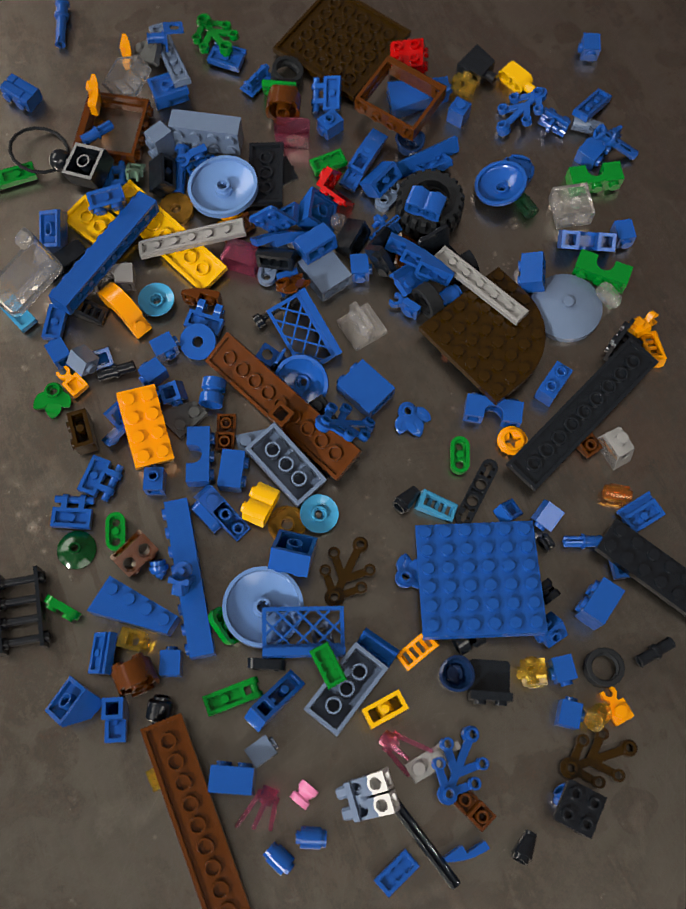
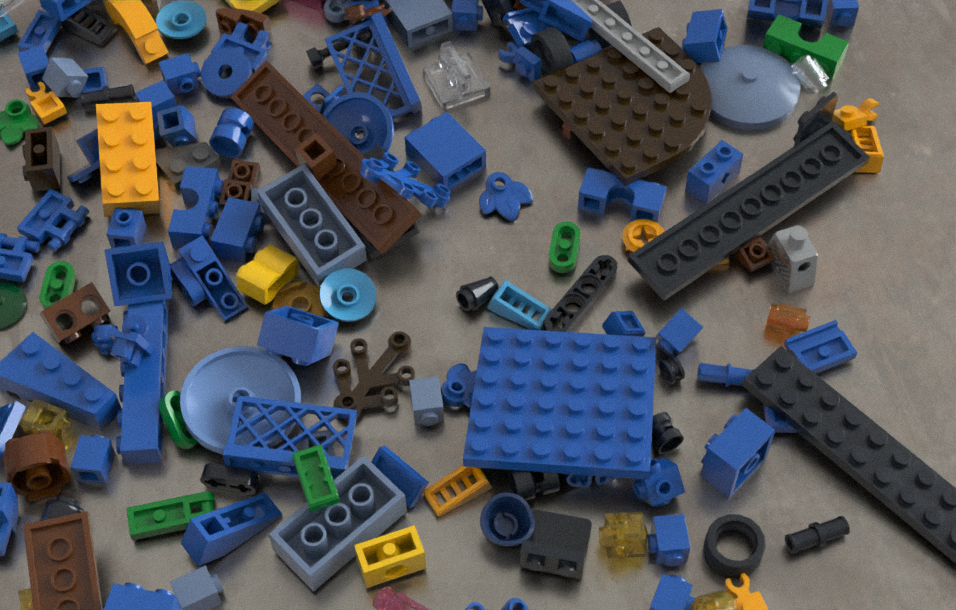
camera: 10 degrees right, 15 degrees down
(175, 524) = (139, 273): none -> blue slope
(387, 588) = (426, 401): none -> sand blue brick

